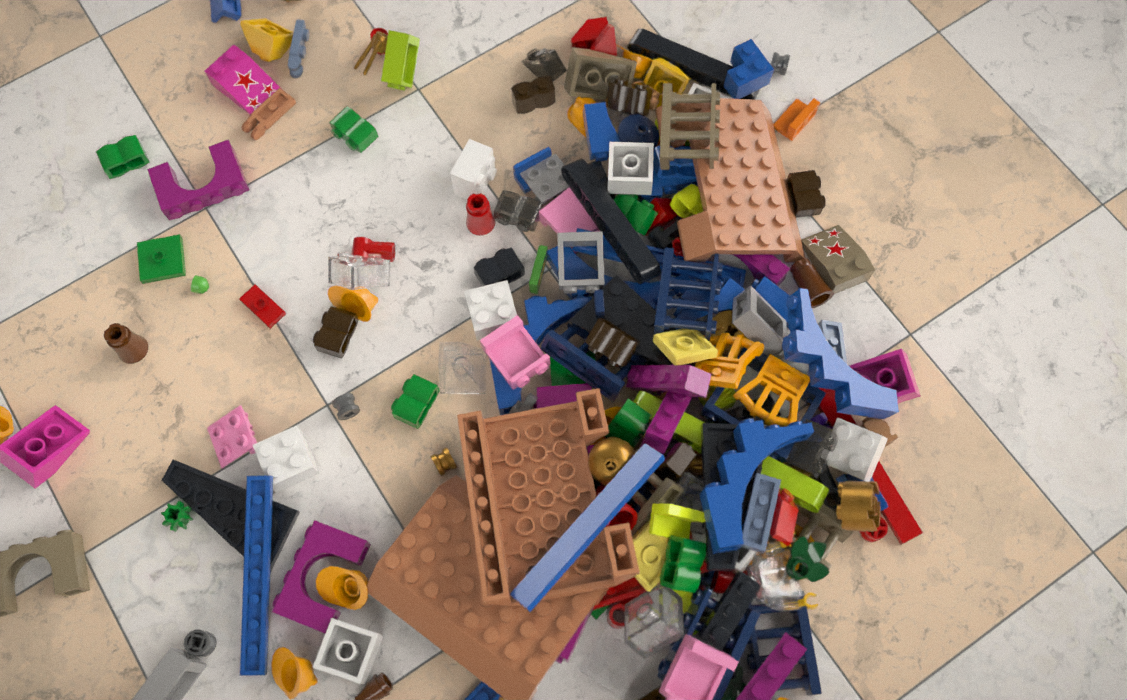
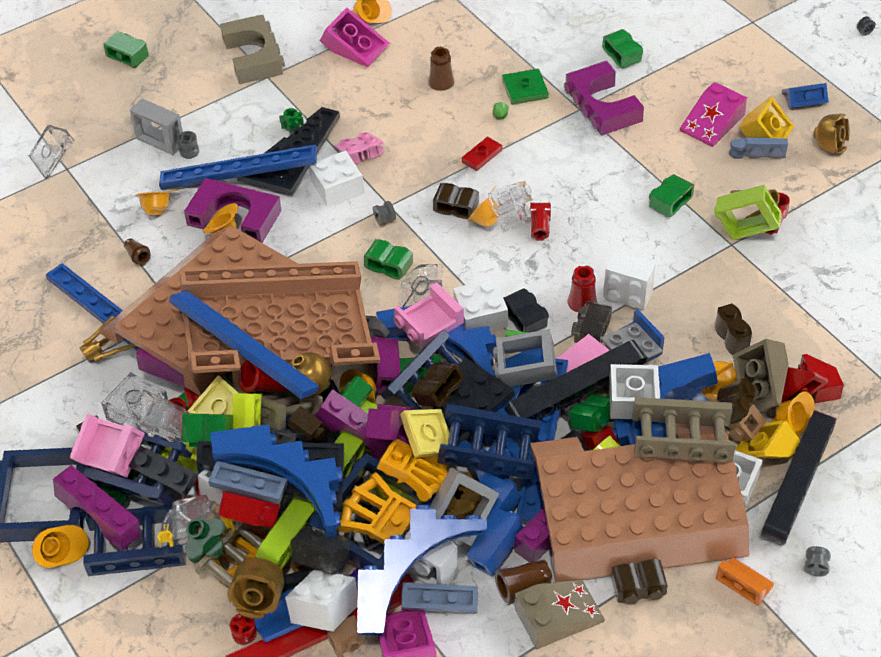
camera: 90 degrees right, 20 degrees down
(268, 113) = (682, 136): nougat hinge -> none
(348, 651) = (168, 228): white brick -> none
(544, 63) = (775, 331): clear smoke slope -> none
(599, 304) = (475, 369): dark blue tile -> none
(749, 72) = (783, 514): blue brick -> none

